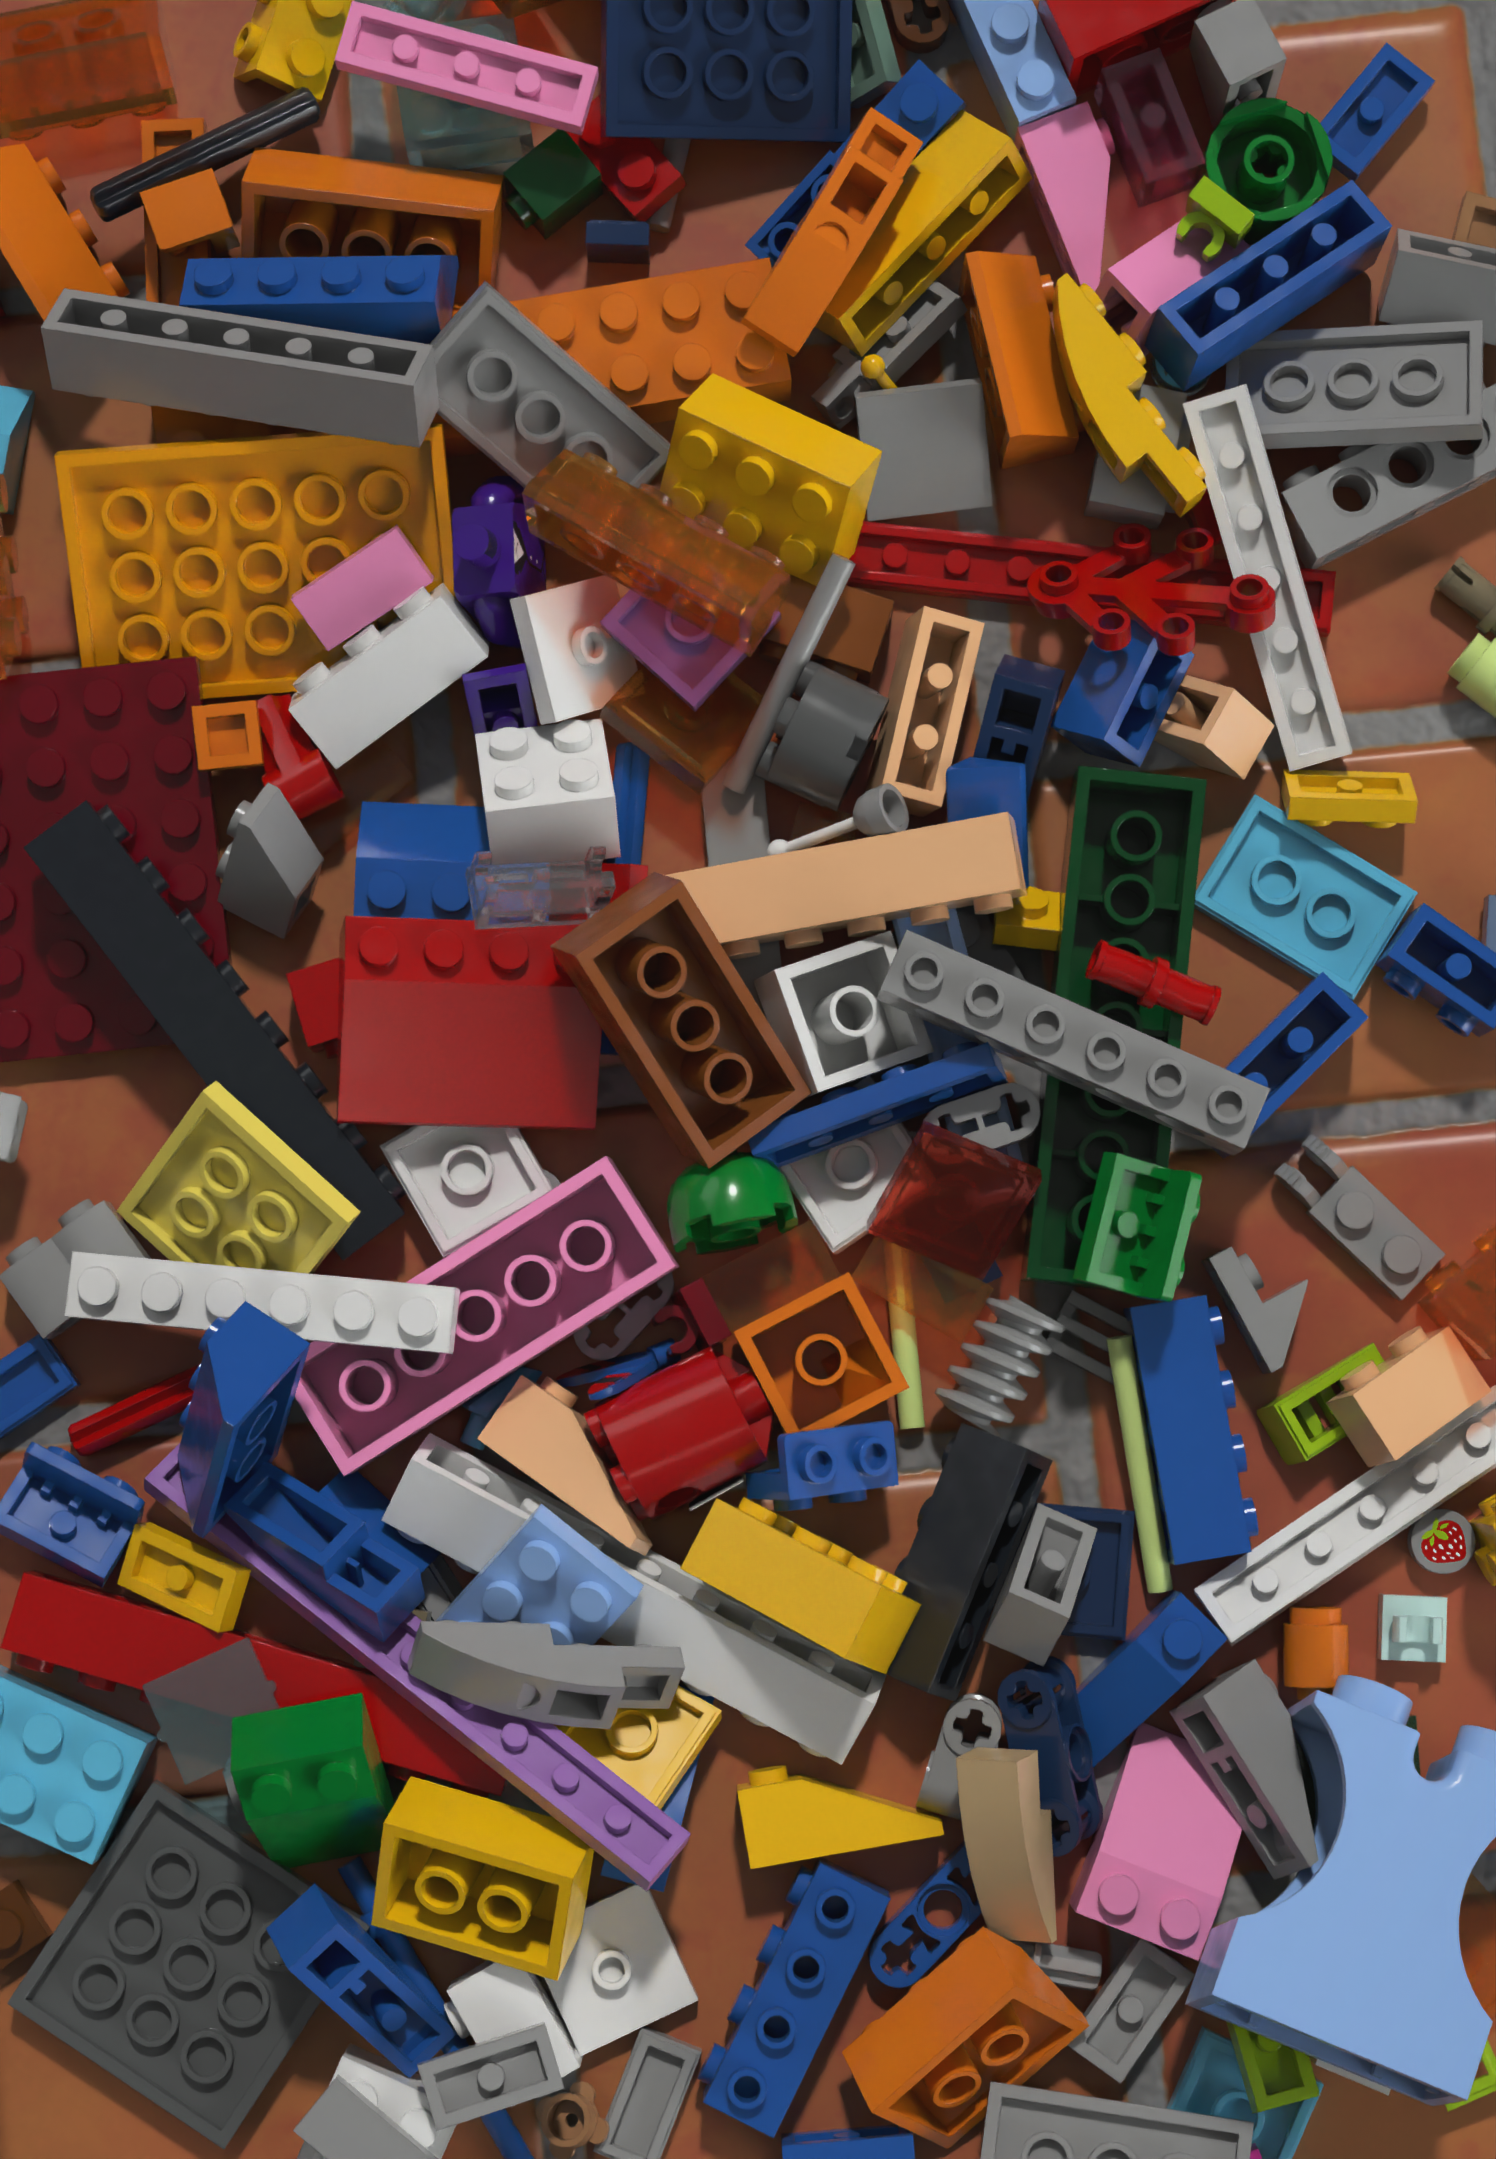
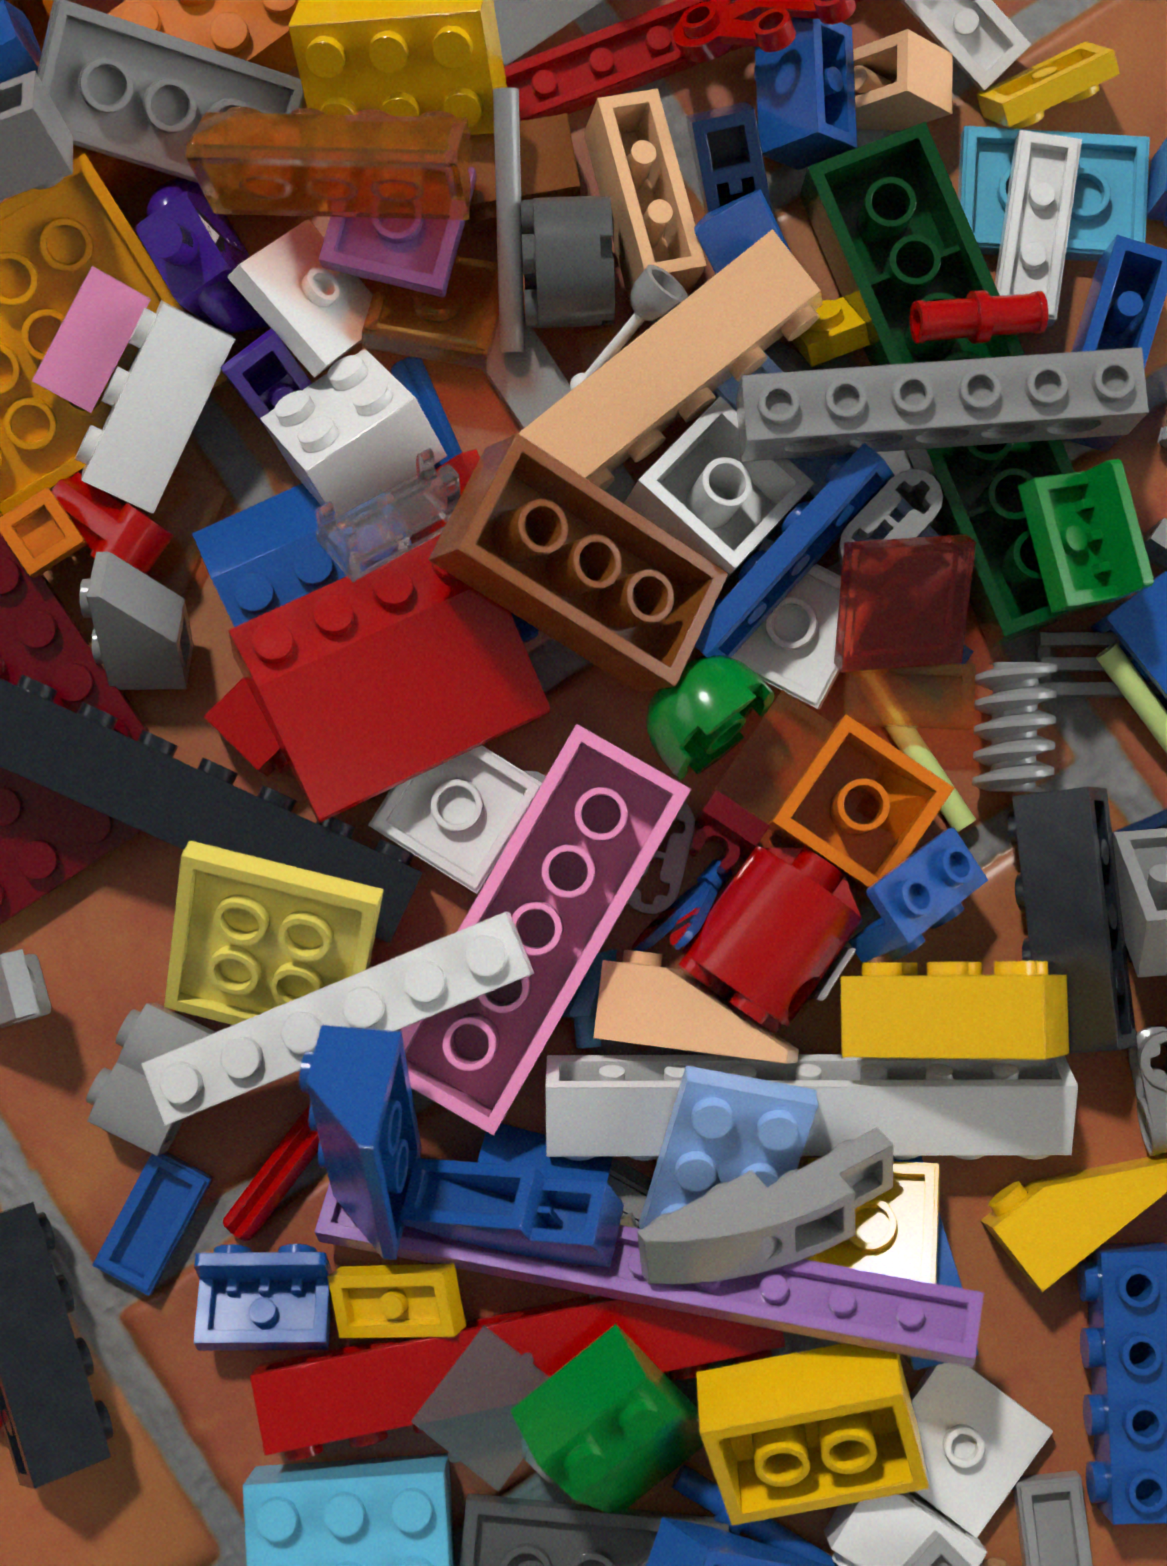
camera: 25 degrees left, 0 degrees up
(1268, 920) = (1038, 216): none -> white tile

